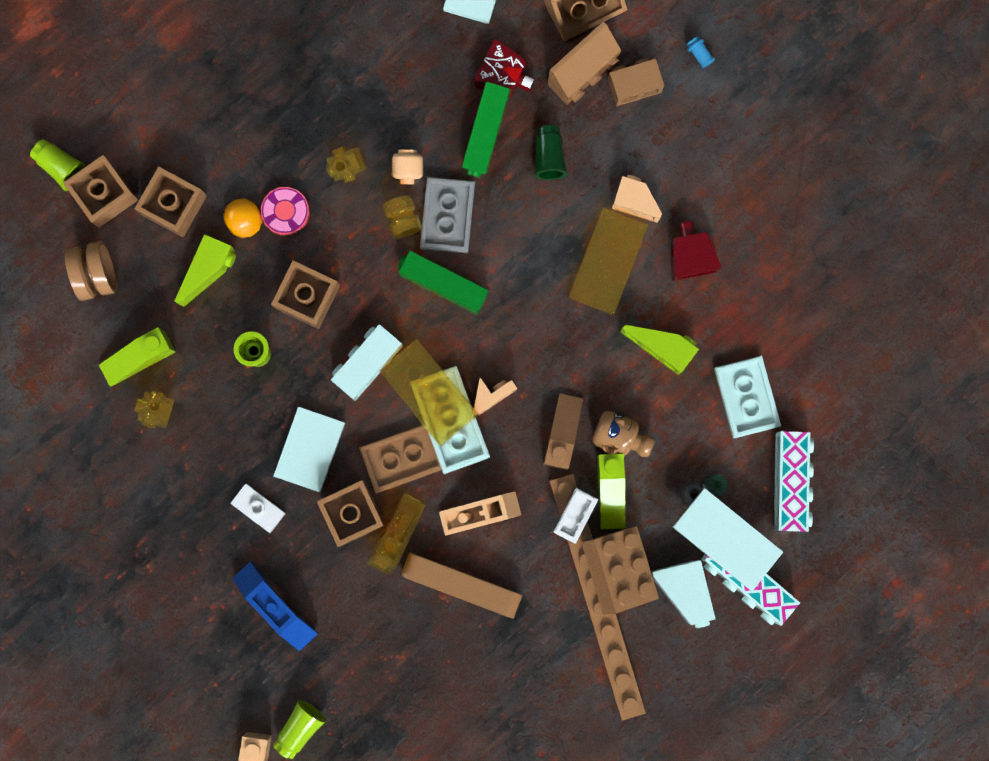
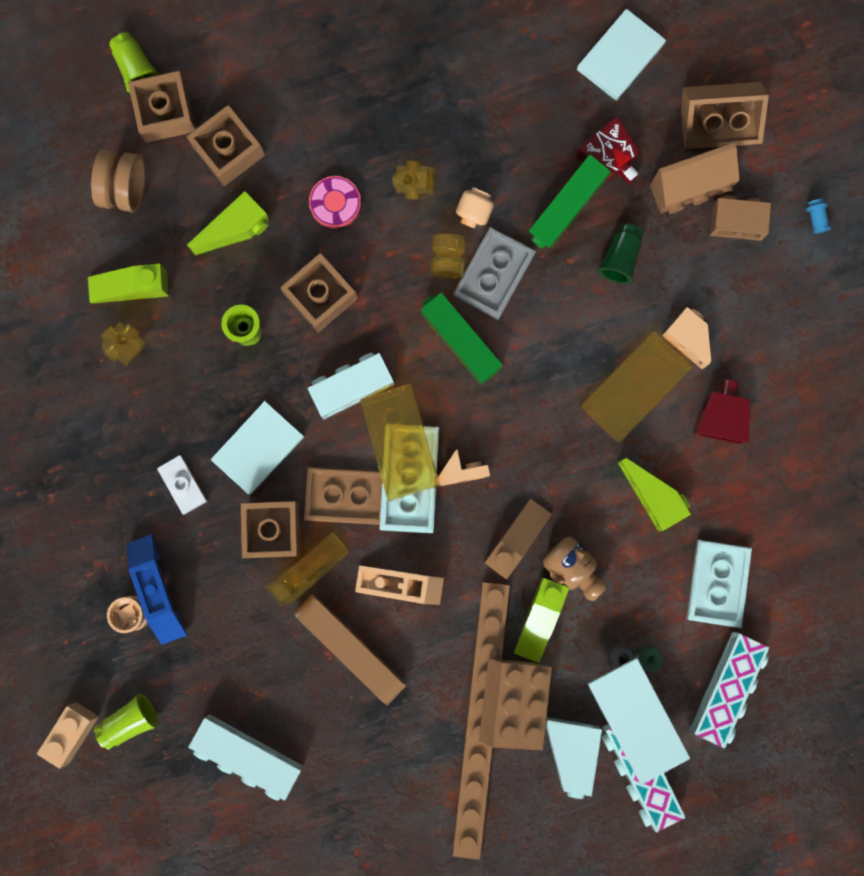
camera: 30 degrees right, 0 degrees up
(242, 217) = (290, 191): light orange hair -> none
(260, 637) = (126, 615): none -> light nougat wheel
(412, 714) = (245, 757): none -> light aqua brick
(575, 515) = (493, 629): white plate -> none

